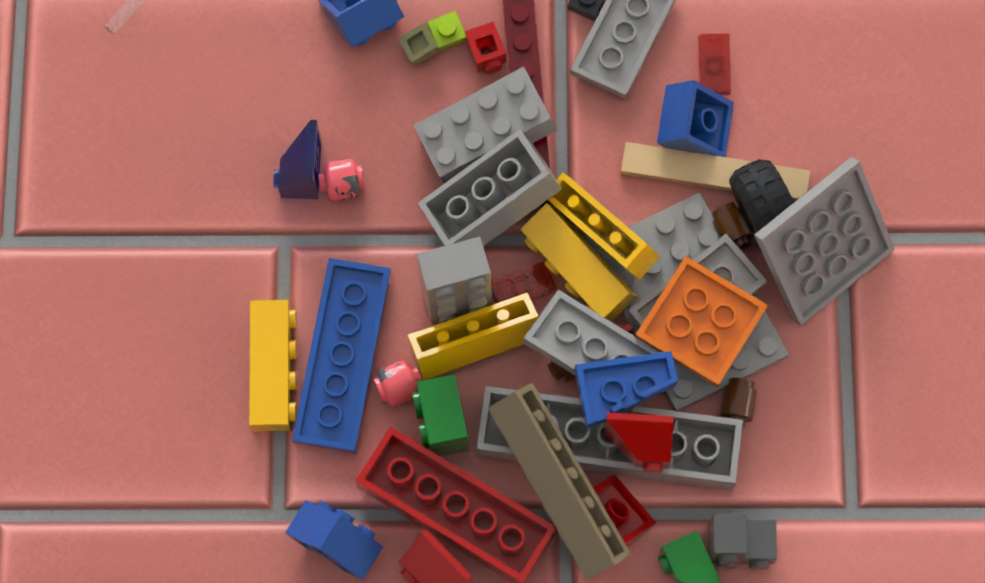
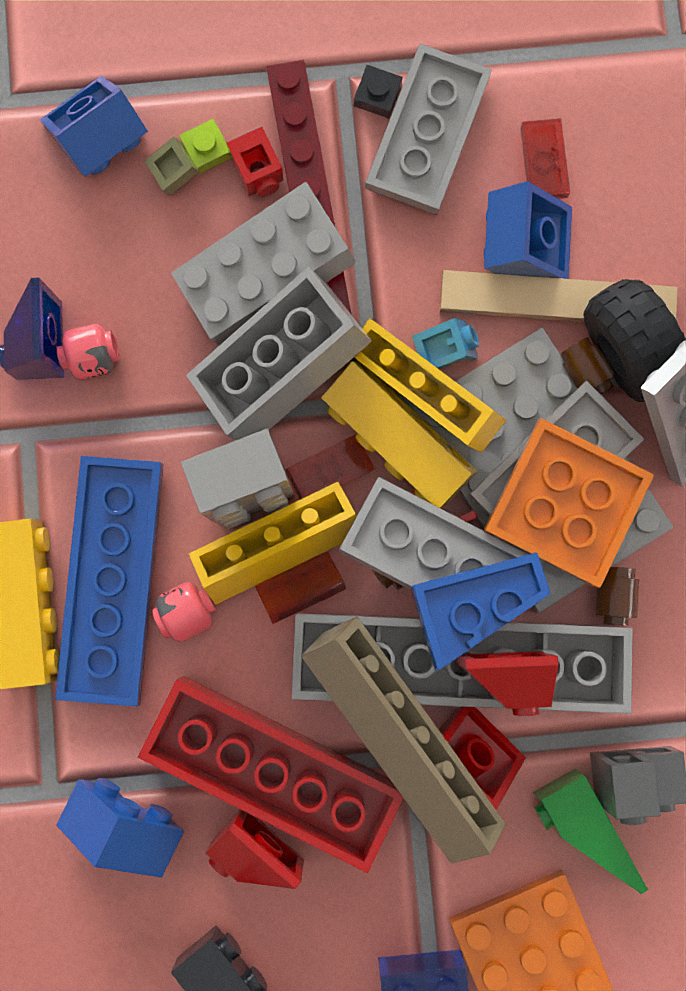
camera: 10 degrees left, 10 degrees up
(443, 415) = (241, 657): green brick -> none
(490, 372) = (300, 587): none -> clear red plate
(624, 198) = (447, 343): none -> dark azure bracket

